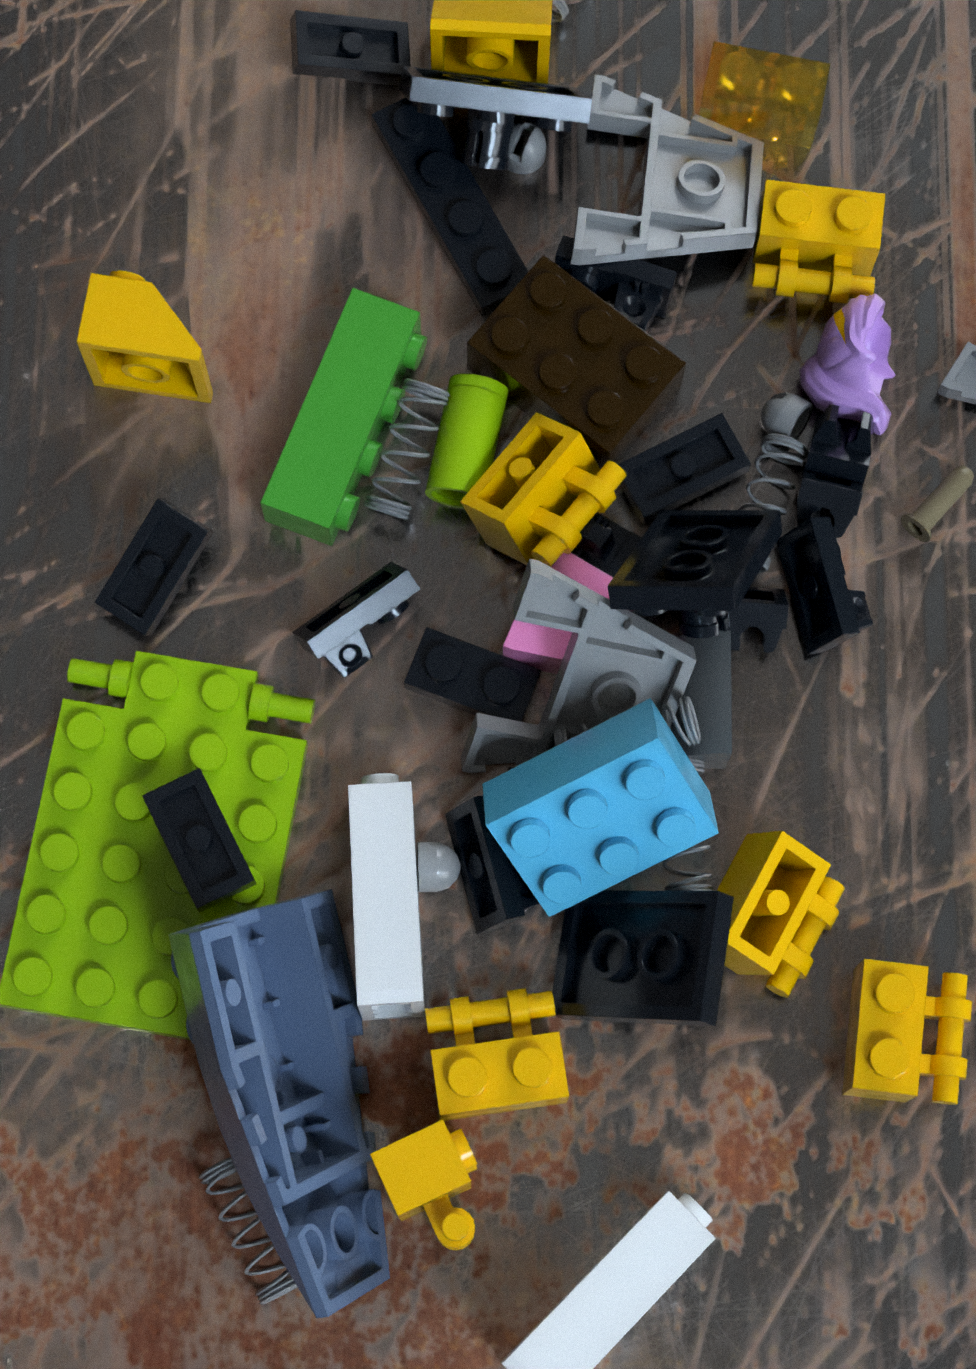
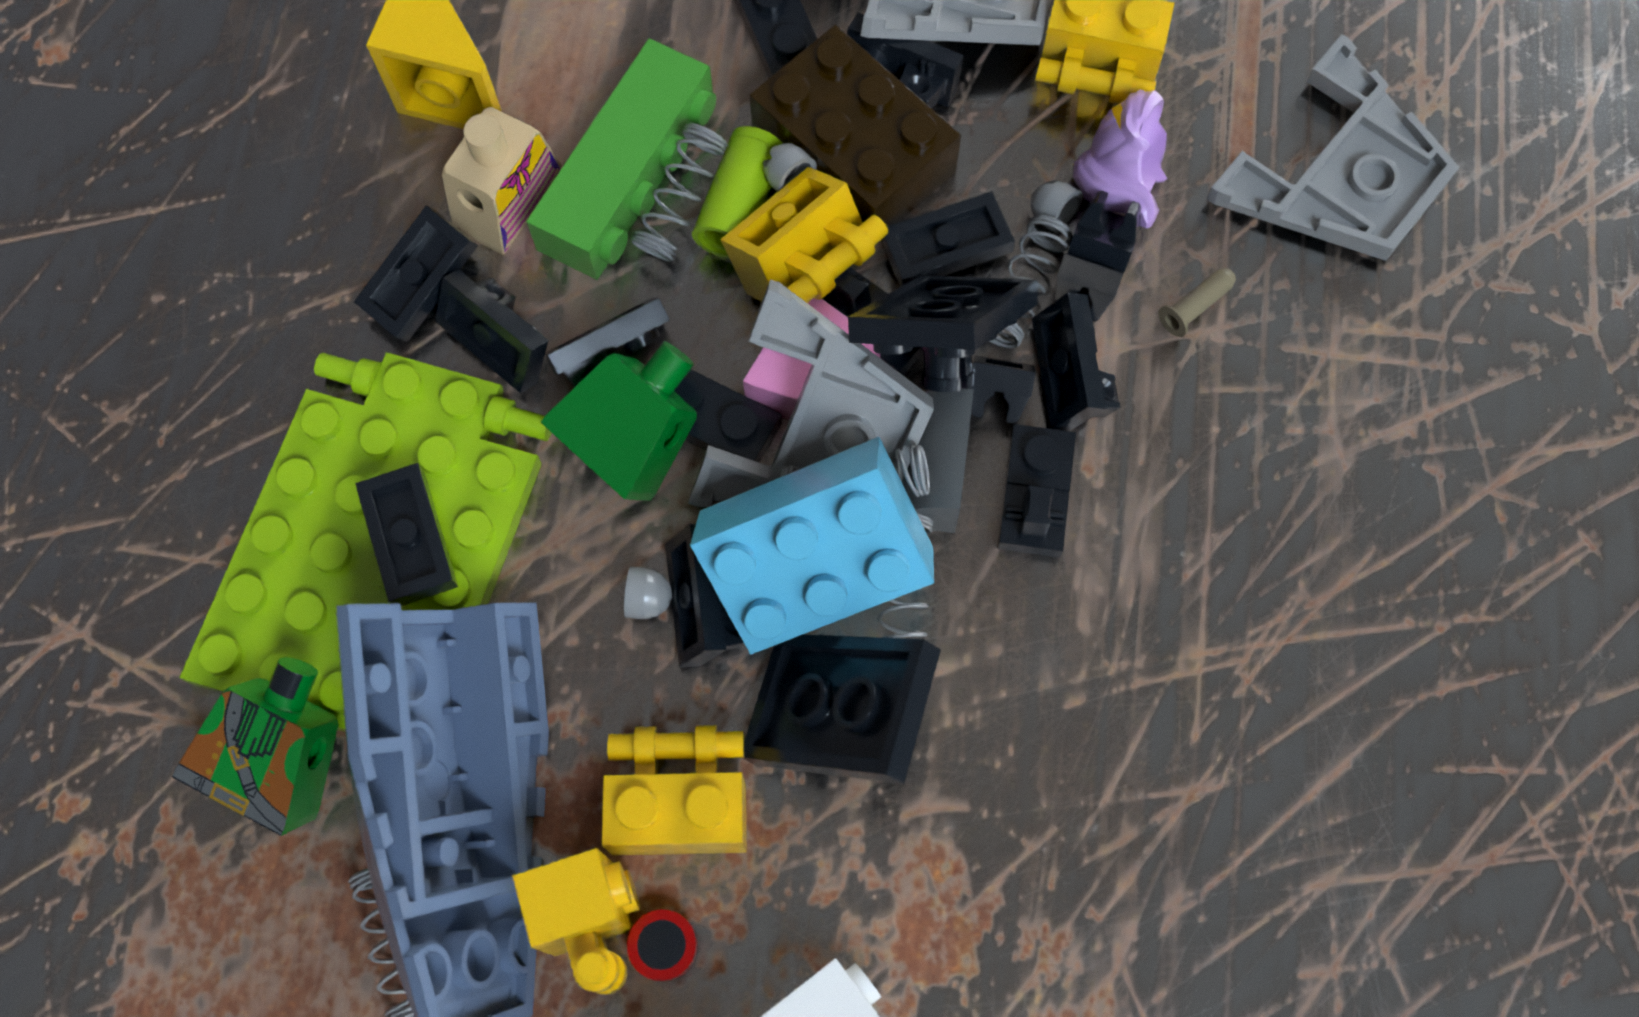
camera: 10 degrees right, 5 degrees down
(100, 1063) = (265, 749): none -> torso
(224, 452) = (497, 178): none -> tan torso
(227, 607) = (485, 323): none -> black hinge
(385, 899) = (584, 623): white slope -> none
(394, 697) = (627, 420): none -> green torso
(502, 1198) = (662, 945): none -> tile
(513, 412) = (786, 164): none -> light grey hinge
(777, 908) = (980, 661): yellow brick -> none
(800, 717) = (1037, 490): none -> black hinge
(888, 1027) = (1092, 817): yellow brick -> none

